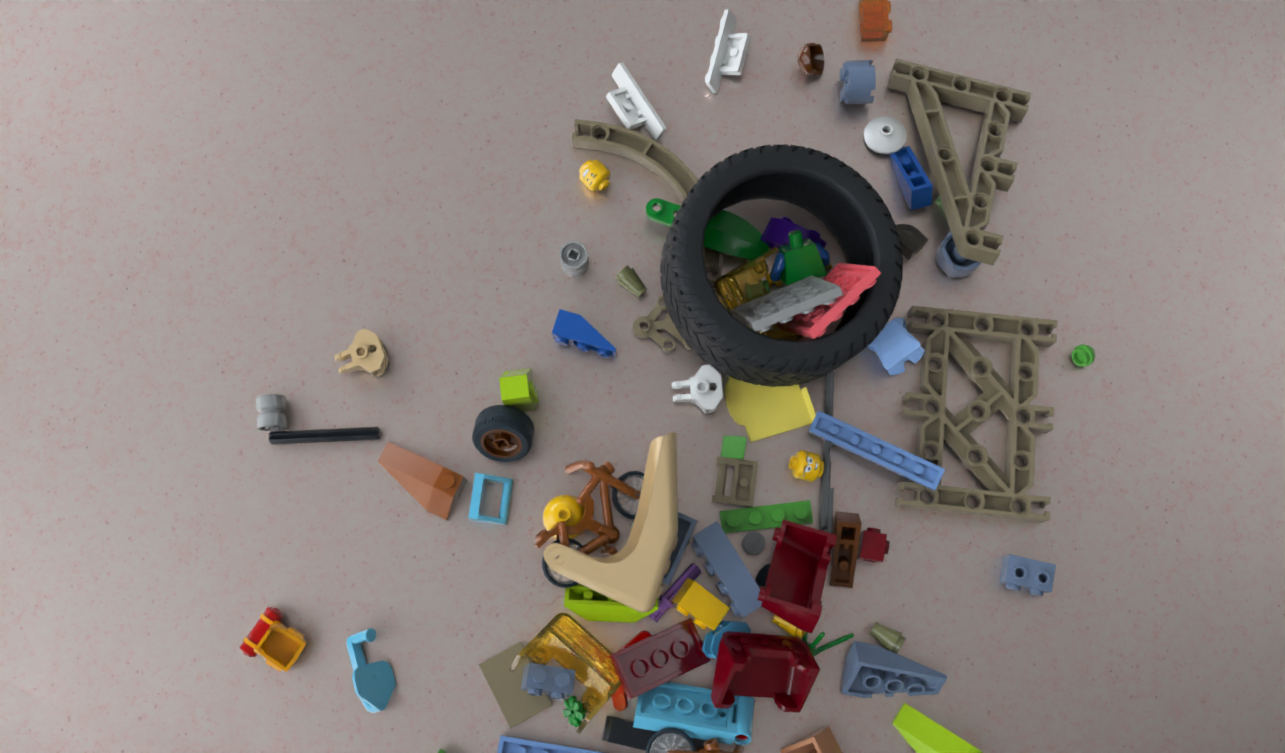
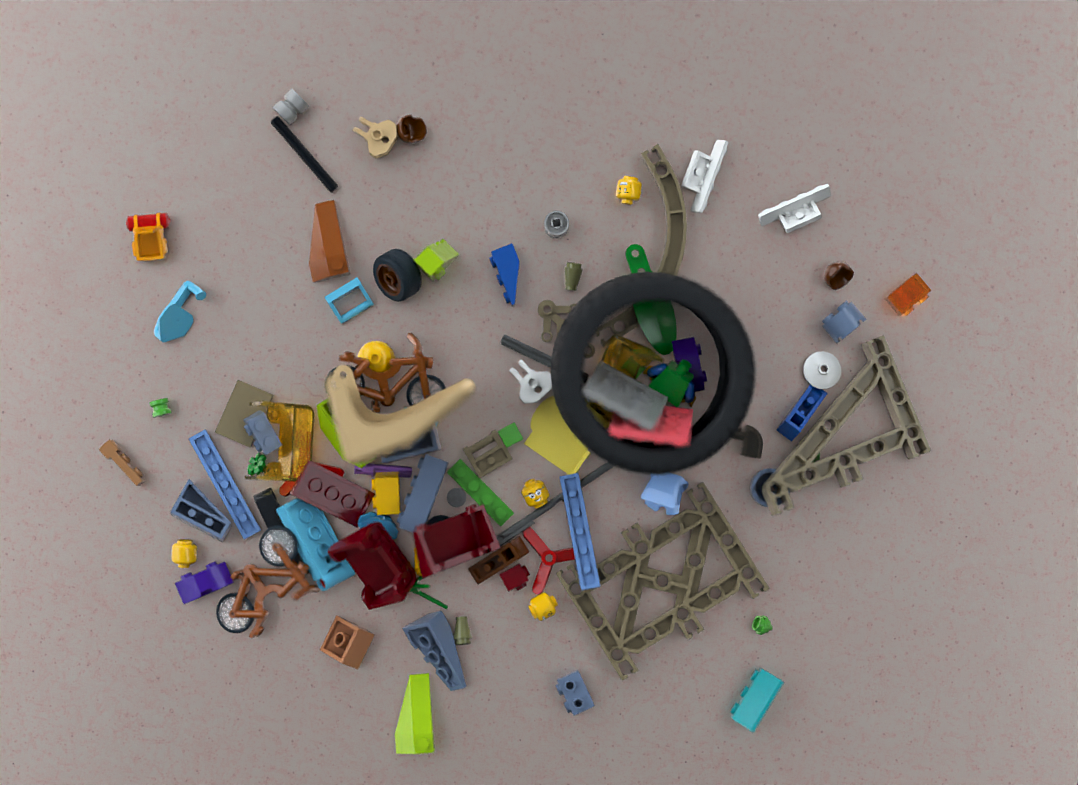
camera: 45 degrees right, 10 degrees up
(383, 321) = (411, 129): none -> reddish brown hair
(669, 372) = (531, 352): none -> dark grey axle
(883, 510) = (545, 566): none -> red piece
(920, 541) = (542, 606): none -> yellow head
(1156, 409) = (756, 699): none -> teal slope

